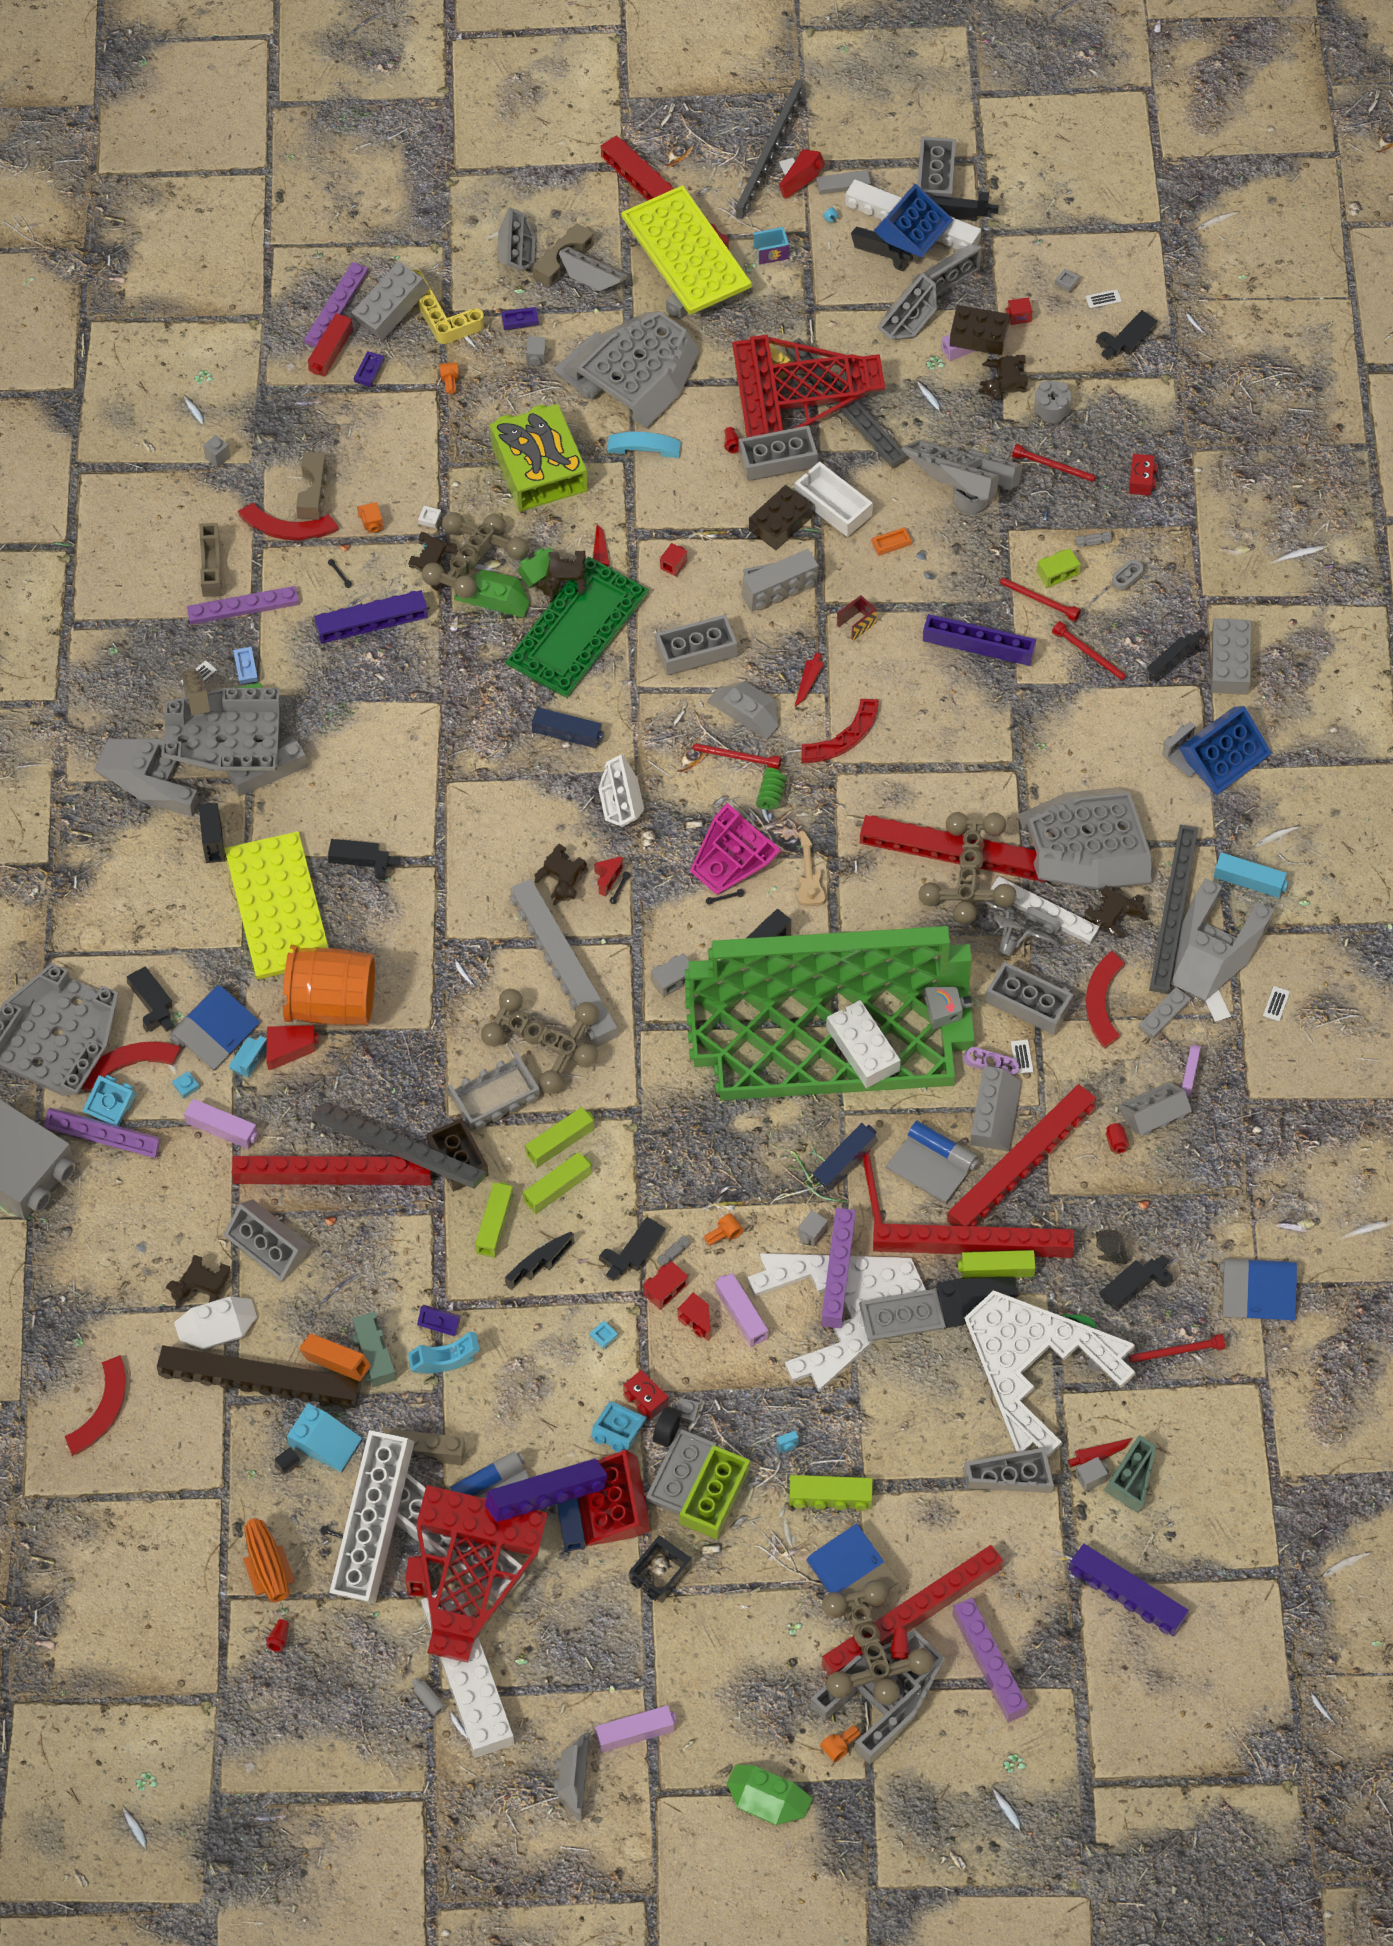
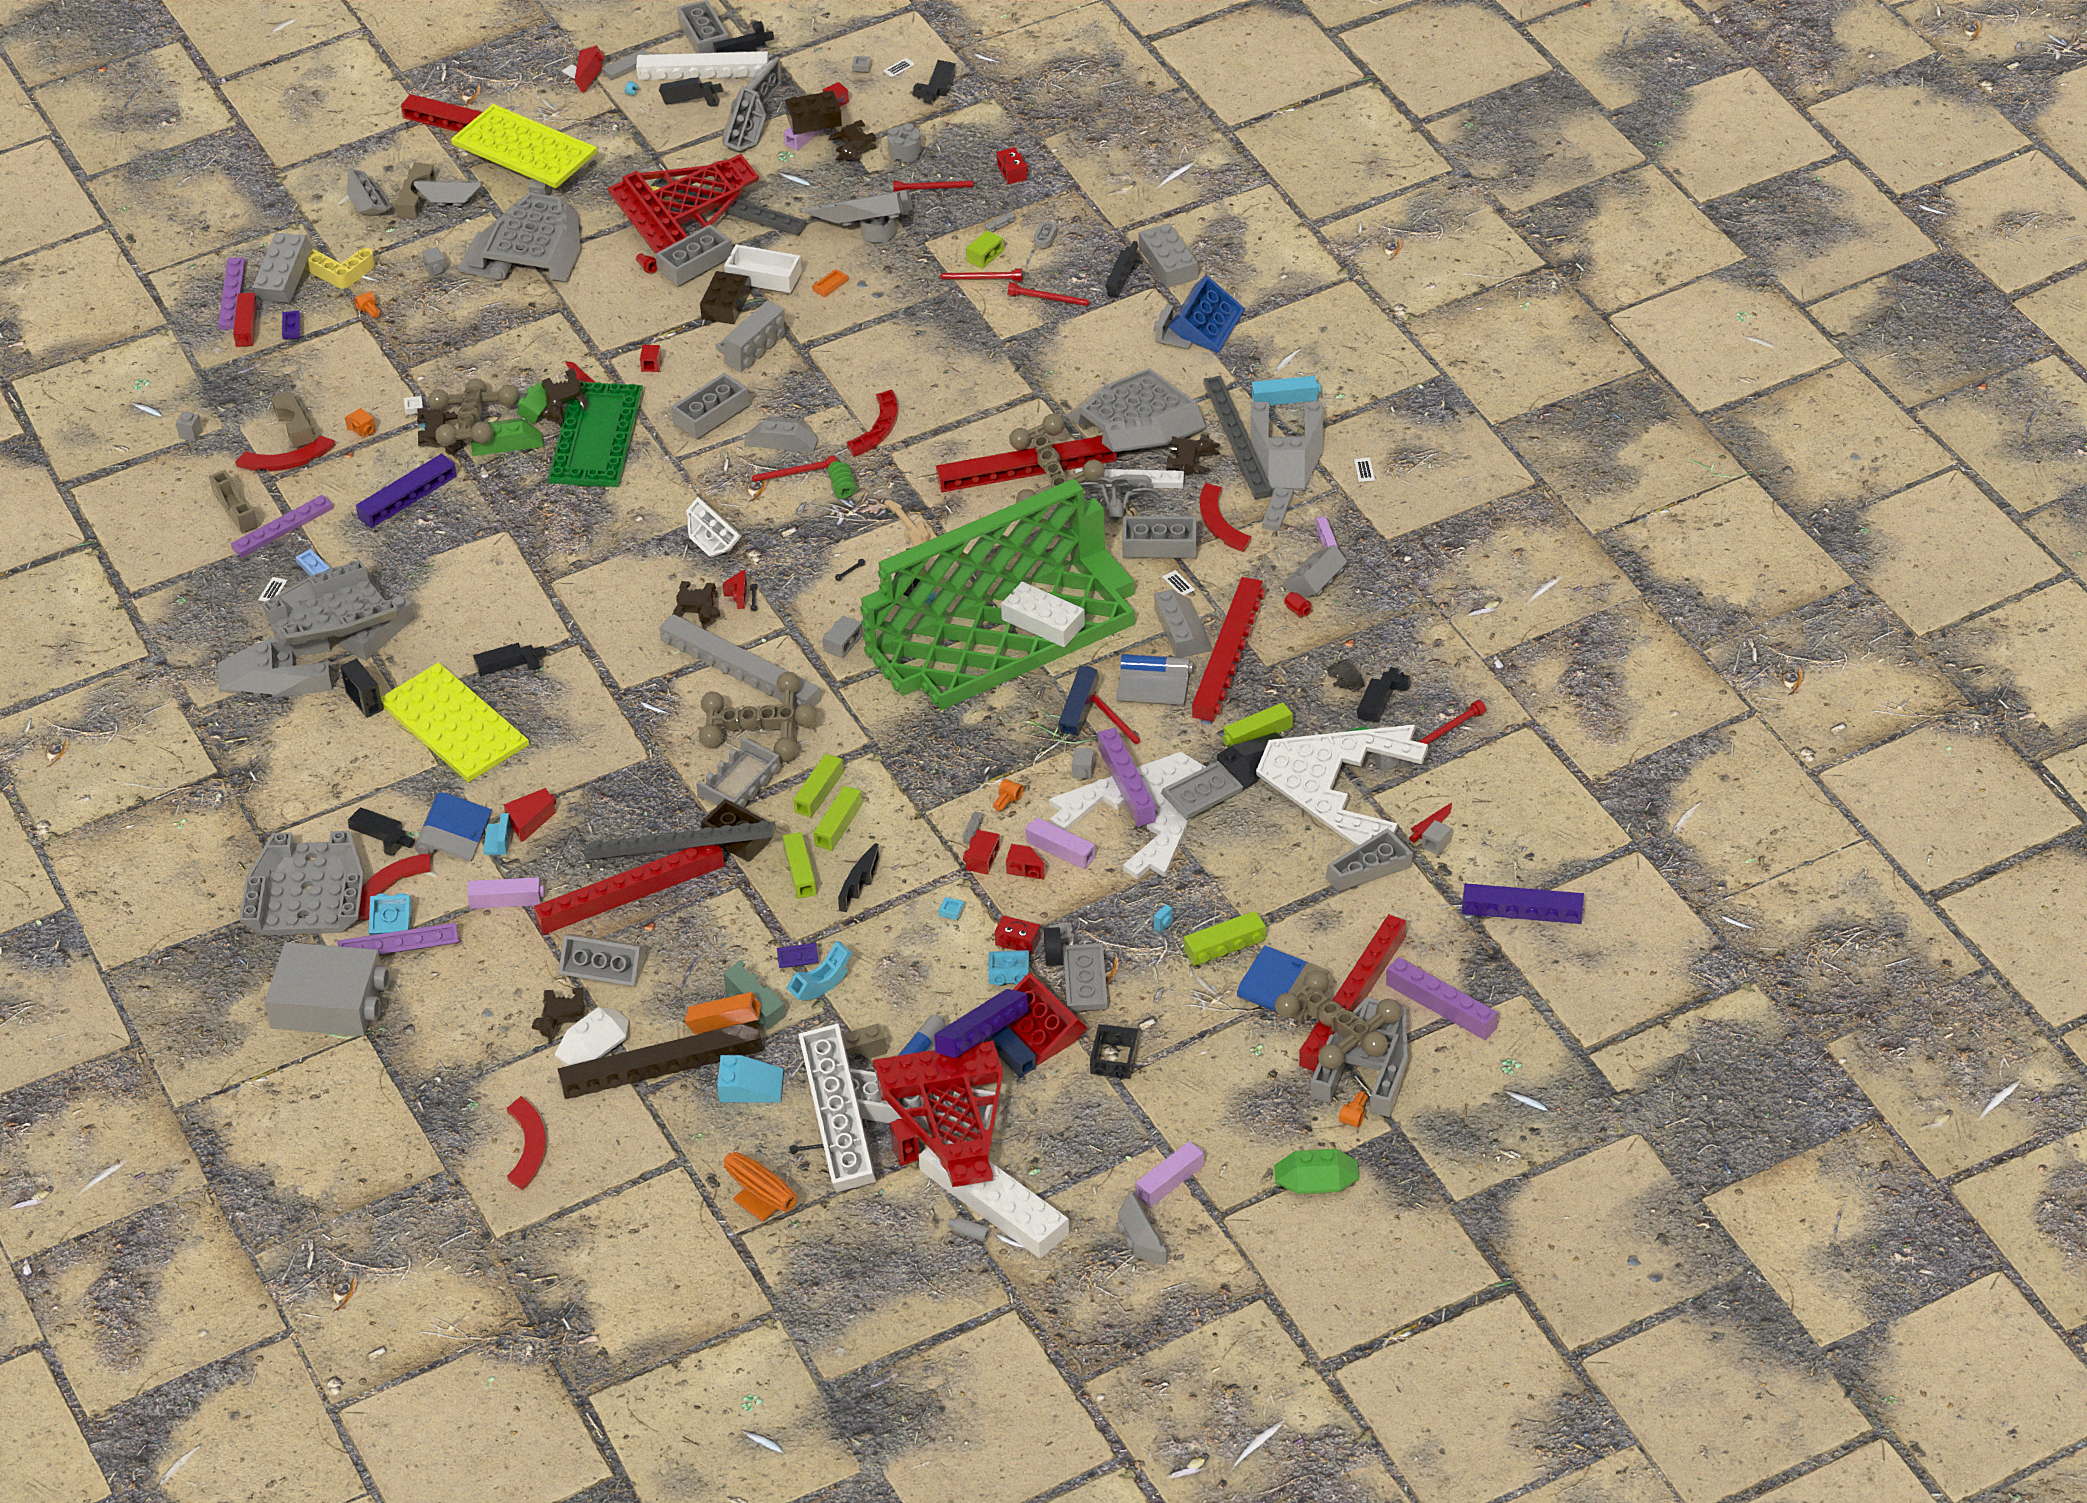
camera: 25 degrees left, 15 degrees down
(185, 1084) = (452, 879): medium azure plate -> none
(195, 692) = (289, 586): dark tan arch -> none
(277, 1638) = (803, 1241): red cone -> none
(286, 1460) = (726, 1110): black brick -> none
(329, 986) = (545, 748): orange piece -> none
(348, 583) = (369, 478): black hinge -> none
(519, 318) = (404, 245): dark purple plate -> none
(538, 457) = (486, 328): lime brick -> none
(567, 727) = (634, 503): dark blue brick -> none
(635, 1251) = (939, 839): black piece -> none
(644, 442) = (568, 289): medium azure slope -> none
(714, 1492) = (1125, 976): lime brick -> none
(731, 851) = (836, 533): dark pink wedge -> none
(768, 153) = (550, 62): dark grey plate -> none
(772, 245) = (594, 122): piece -> none
(811, 671) = (820, 392): red bar -> none
(856, 606) = (832, 333): dark red piece -> none
(900, 1646) = (1362, 1007): red cone -> none
(914, 222) = (709, 60): blue slope -> none
(945, 1005) = (1093, 563): light grey torso -> none
(964, 1239) = (1211, 722): red brick -> none
(979, 640) = (951, 317): dark purple brick -> none
(998, 1058) = (1145, 590): lavender beam -> none
(1132, 1475) = (1471, 824): sand green wedge -> none
(1217, 1007) = (1318, 490): white sticker -> none
(1259, 1289) = (1485, 659): blue door -> none

